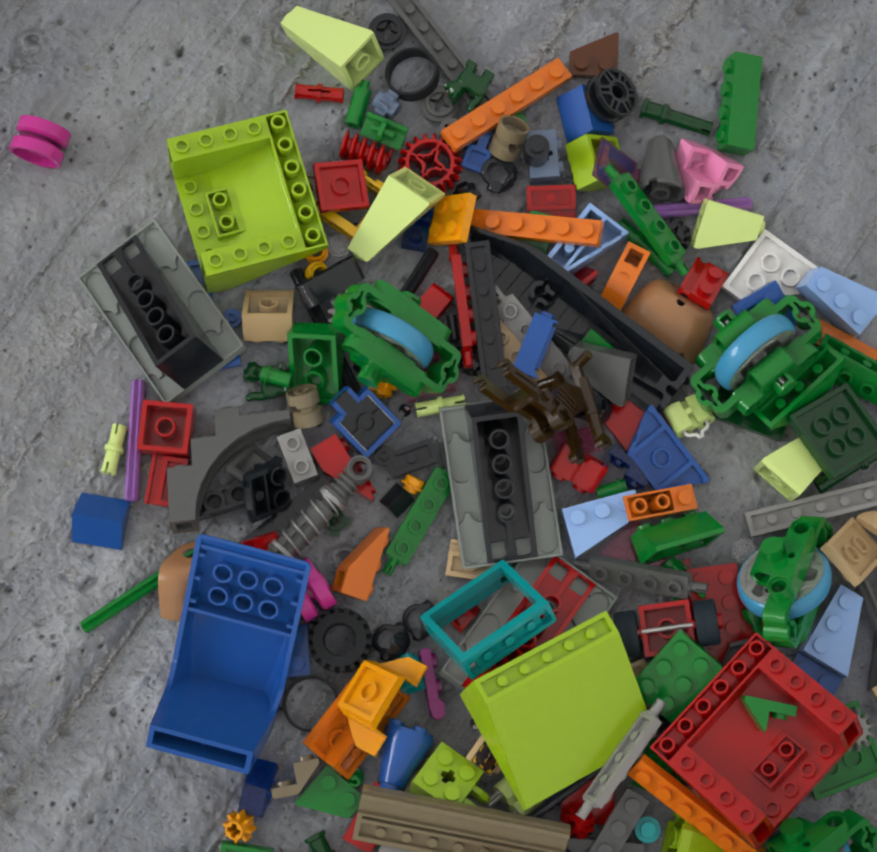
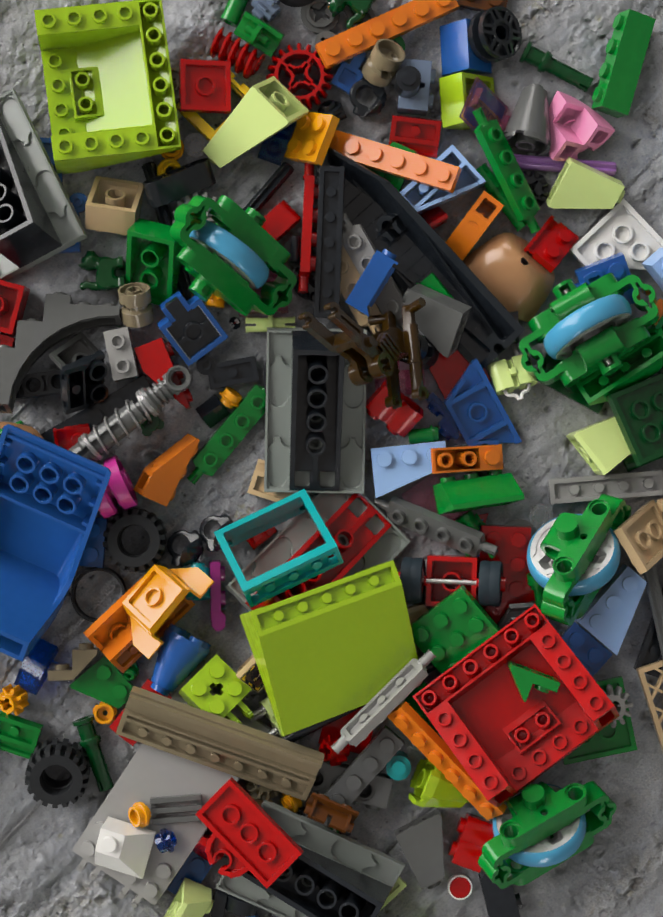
camera: 15 degrees right, 10 degrees up
(275, 376) = (110, 271): green pin -> none
(335, 832) = (100, 717): none -> light orange plate

